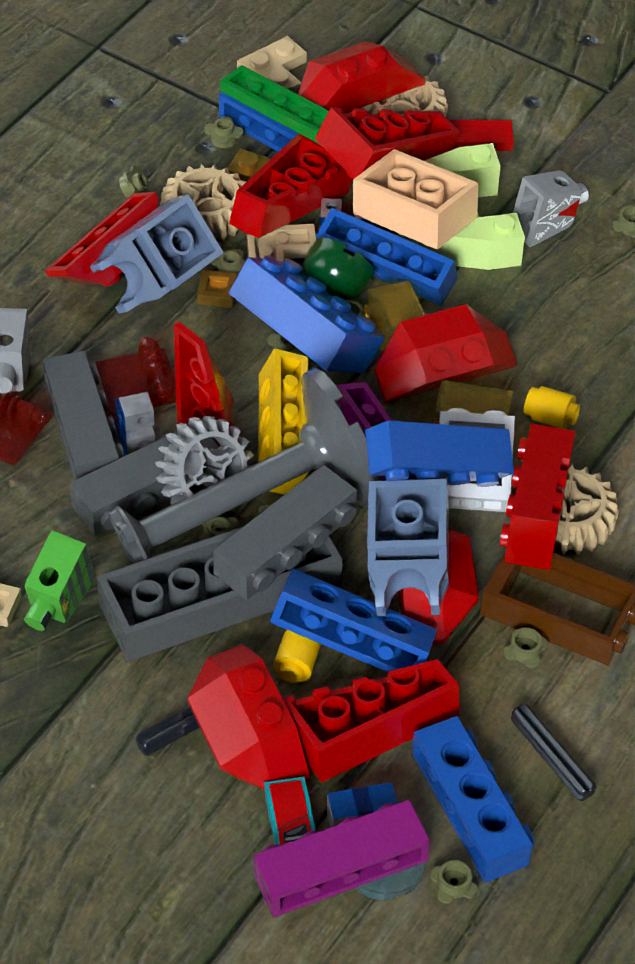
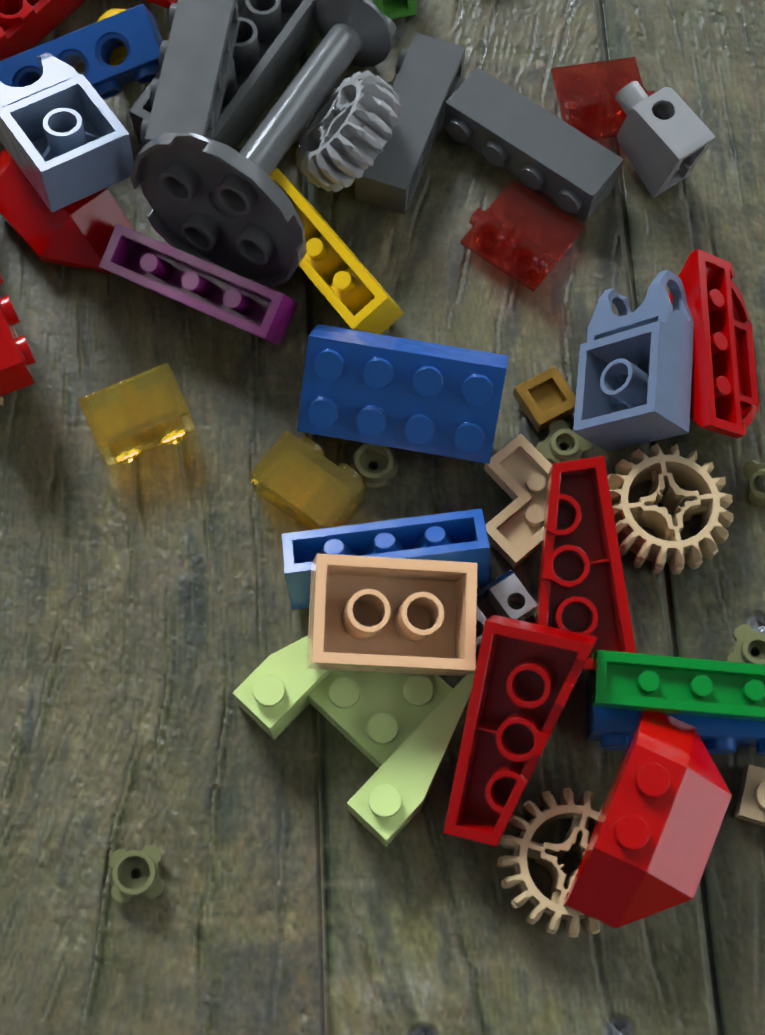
camera: 145 degrees right, 20 degrees up
(134, 422) = (468, 155): flat silver piece -> none
(199, 383) = (409, 191): red wedge -> none
(247, 164) = (674, 618): pearl gold plate -> none
(339, 271) = (427, 486): dark green cylinder -> none
(439, 347) = (210, 464): red wedge -> none
(439, 452) = (80, 220): blue brick -> none
(469, 495) = (70, 308): white window -> none
(485, 132) = (441, 899): red tile -> none
(547, 204) = (260, 781): light grey torso -> none
(551, 407) = (55, 485): yellow brick -> none

